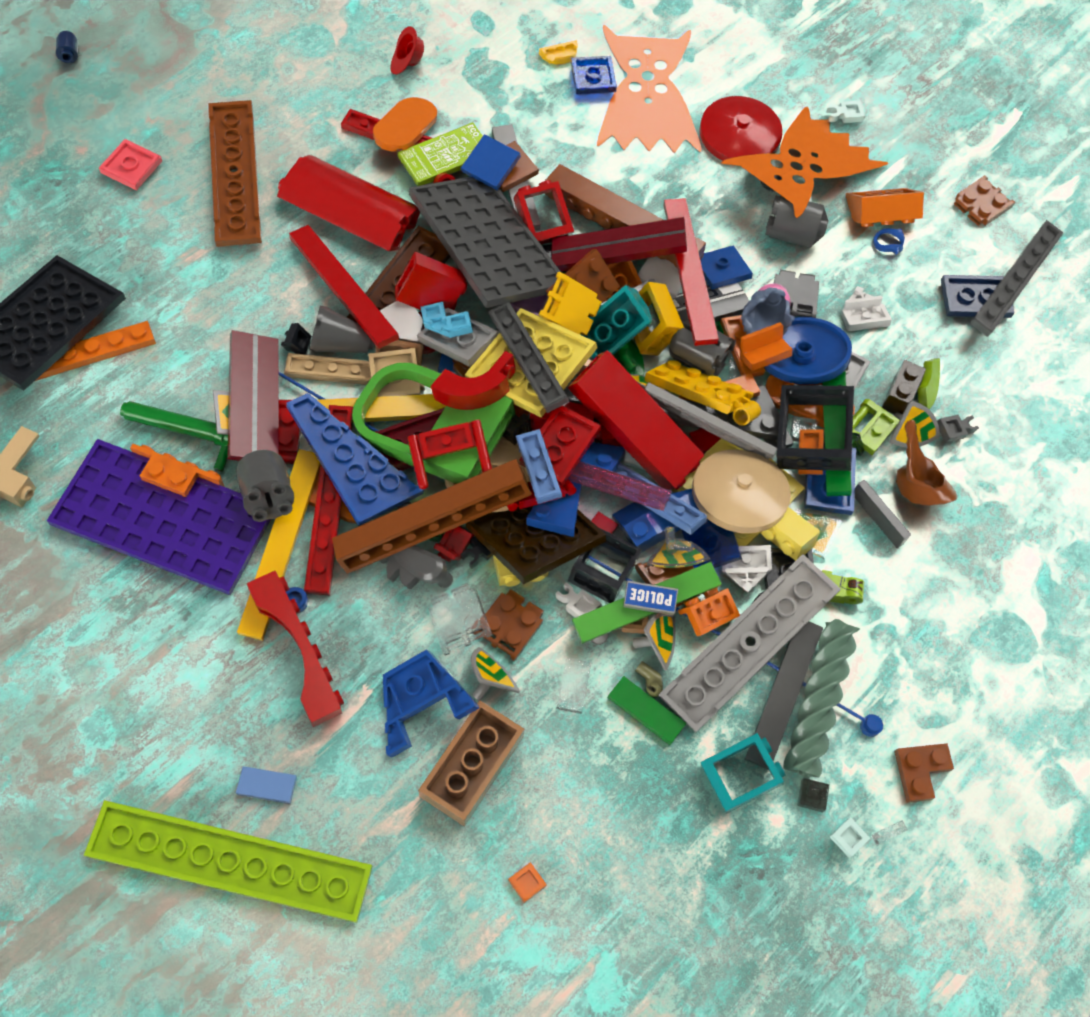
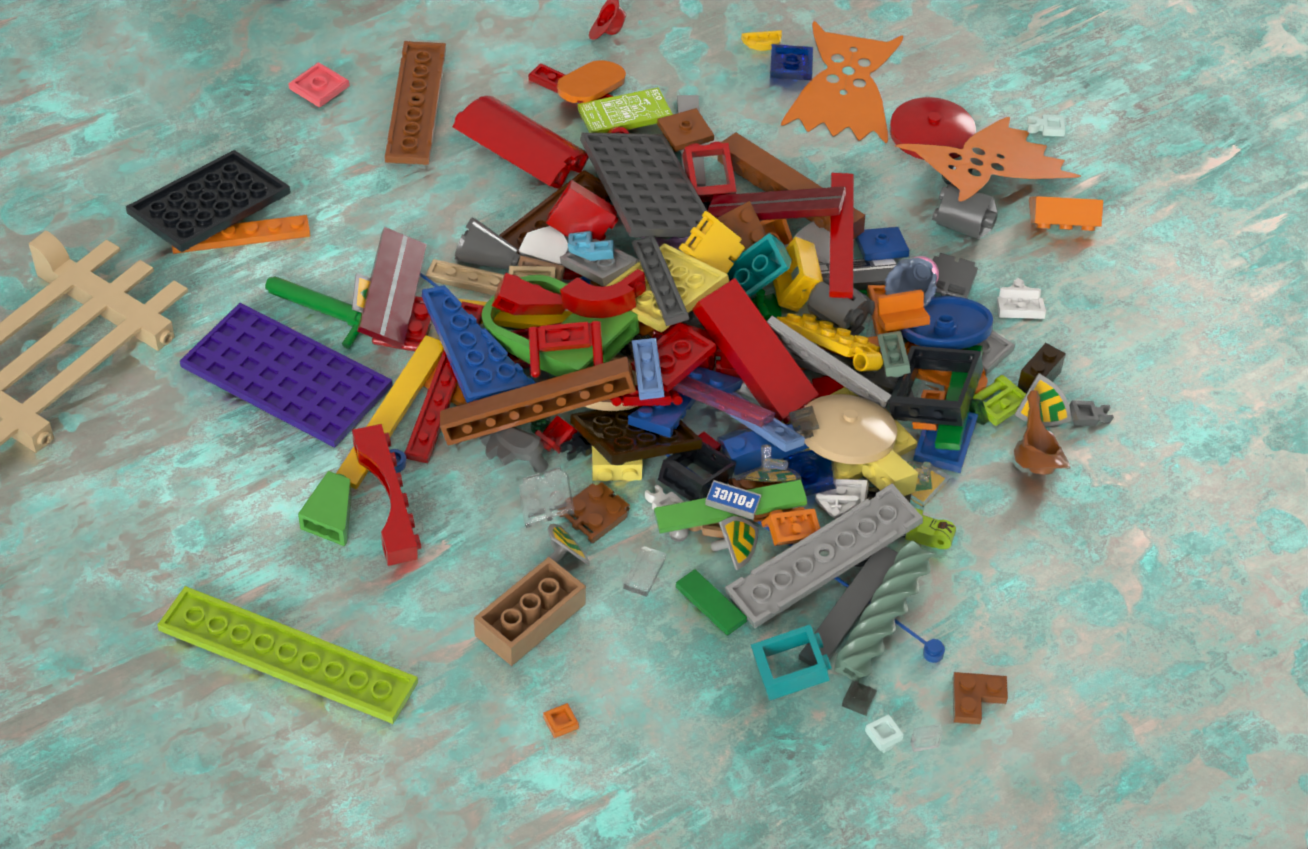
camera: 15 degrees right, 15 degrees down
(170, 473) = (303, 339): orange bracket -> none
(239, 673) = (328, 509): none -> bright green slope
(264, 485) = (387, 355): dark grey cylinder -> none
(266, 785) = (334, 602): medium blue tile -> none
(296, 339) = (443, 248): black tile -> none
(344, 287) = (499, 208): red tile -> none
(390, 393) = (525, 298): none -> red slope
(414, 688) = (489, 544): blue wing -> none
(490, 162) = (667, 122): blue tile -> none
(653, 679) = (723, 576): olive arm -> none
(704, 497) = (804, 421): none -> clear smoke tile
(769, 398) = (893, 354): none -> sand green plate
(881, 514) = (989, 474): dark grey tile -> none
(895, 248) = (1067, 251): blue piece -> none
(930, 383) = (1072, 370): lime tile -> none
(968, 293) = (1143, 303): plate -> none
(983, 201) = (1174, 222): plate -> none
(1016, 278) = (1188, 291): dark grey tile -> none

